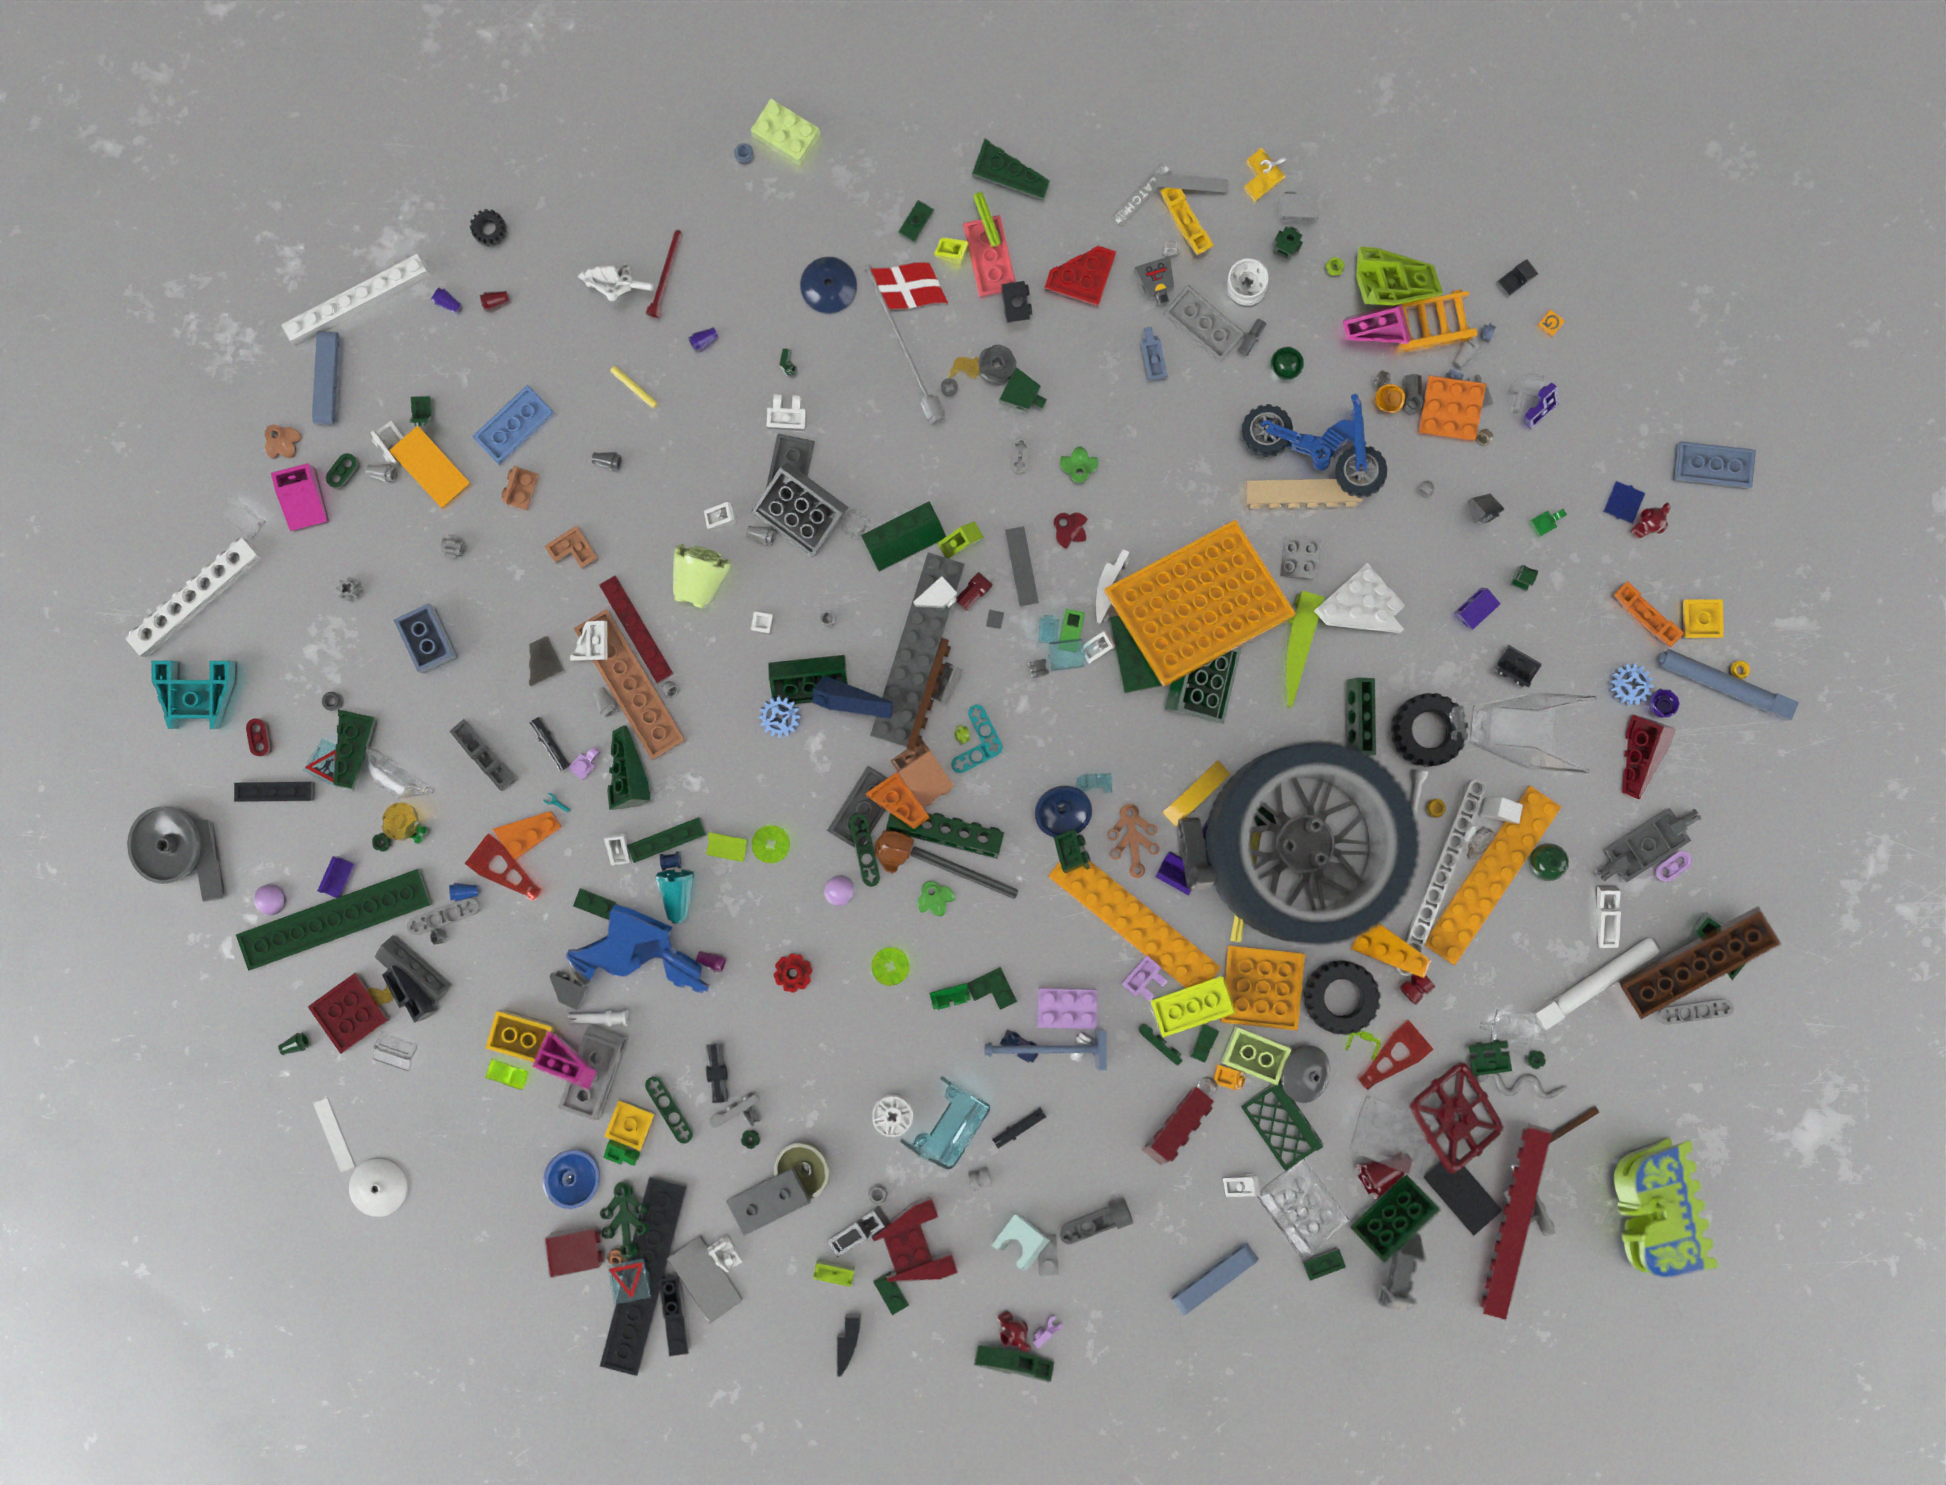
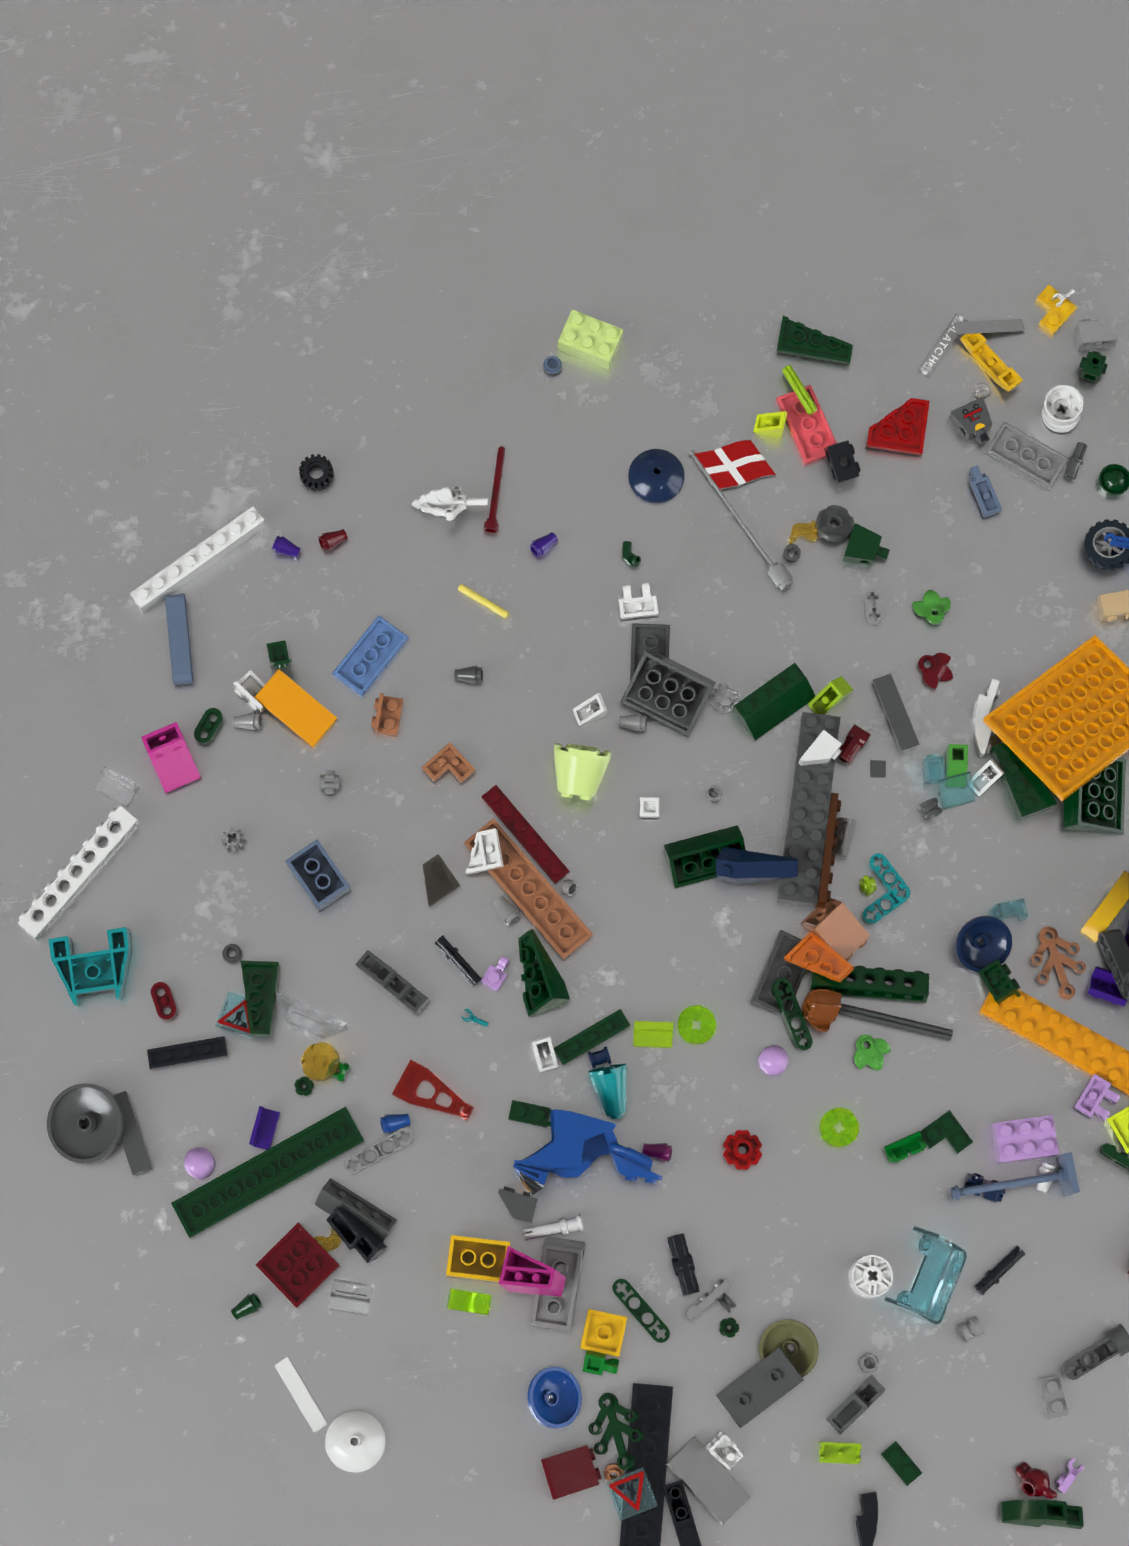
camera: 10 degrees left, 10 degrees down
(283, 443) = (145, 709): nougat plate -> none
(437, 936) = (372, 1172): dark grey hinge -> none
(527, 833) = (450, 1053): orange wing -> none
(776, 708) = (691, 890): light blue gear -> none
(909, 1248) = (911, 1410): dark red wedge -> none
(916, 221) = (730, 403): dark green plate -> none
(1030, 1237) = (1026, 1375): light aqua piece -> none

